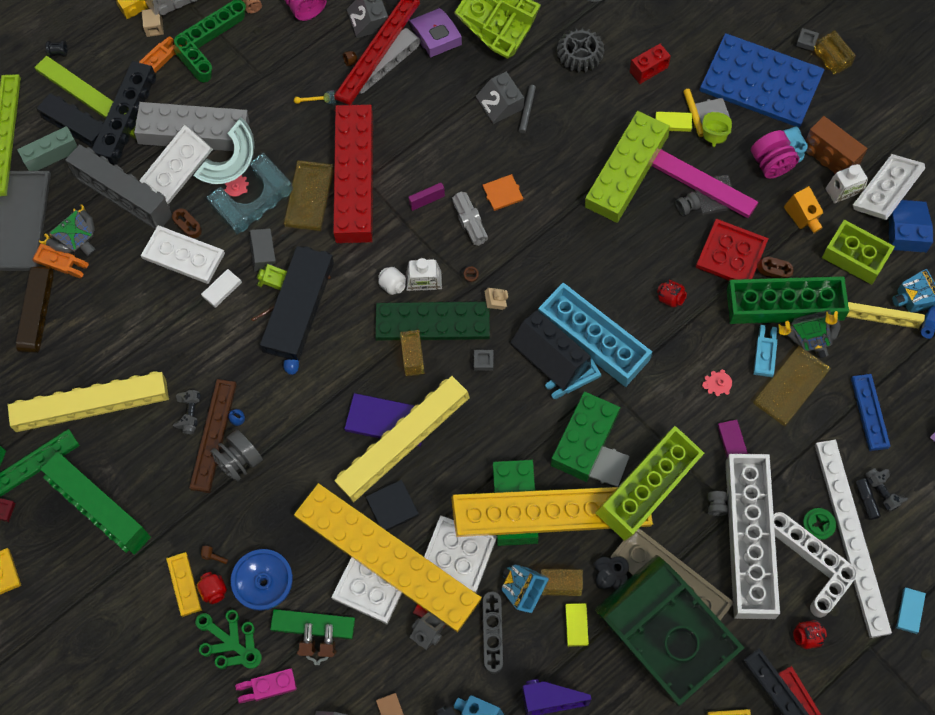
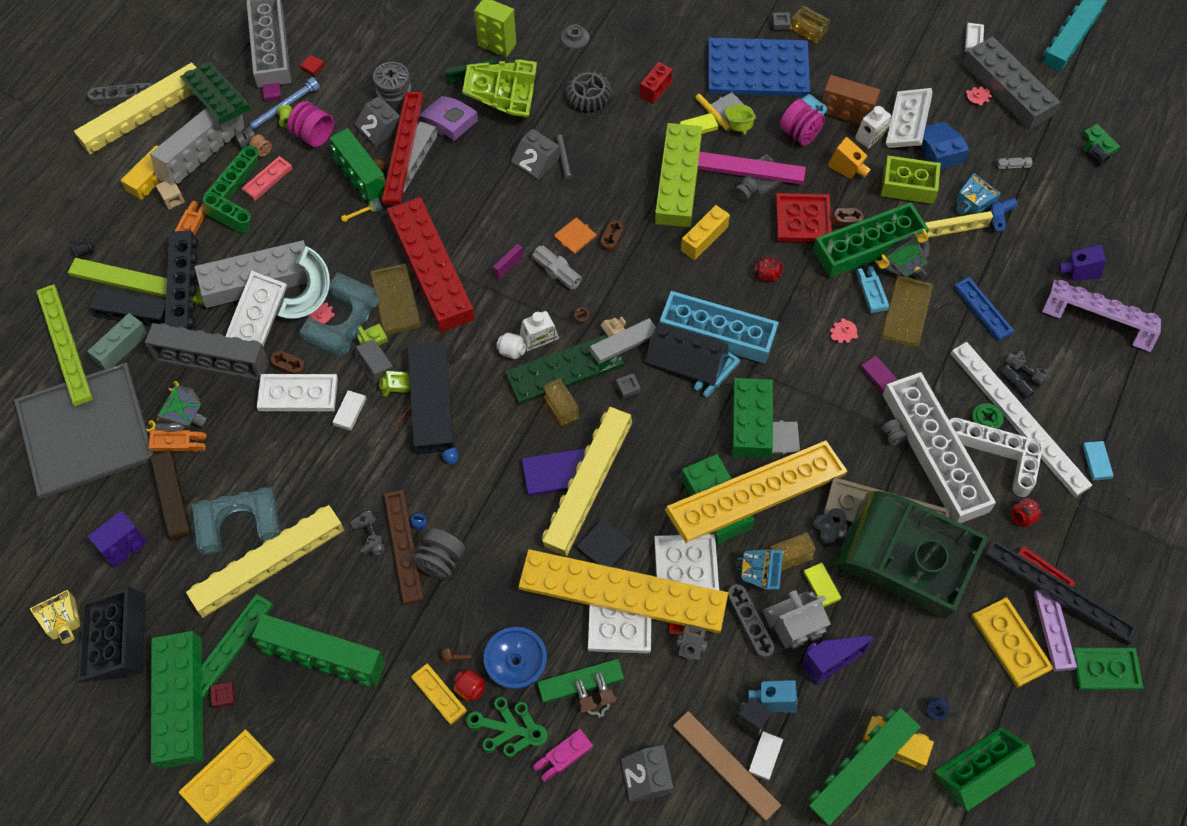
camera: 25 degrees left, 5 degrees down
(59, 341) = (210, 515): none -> clear light blue arch
(245, 36) = (267, 178): none -> coral tile
(275, 223) = (371, 333): none -> lime bracket
(327, 52) = (357, 165): none -> green brick
(497, 314) = (622, 341): none -> light grey tile
(534, 203) = (615, 237): none -> reddish brown beam
(535, 648) = (798, 618): none -> light grey piece
(626, 234) = (705, 232): none -> yellow brick
(649, 483) = (830, 435): lime brick -> none

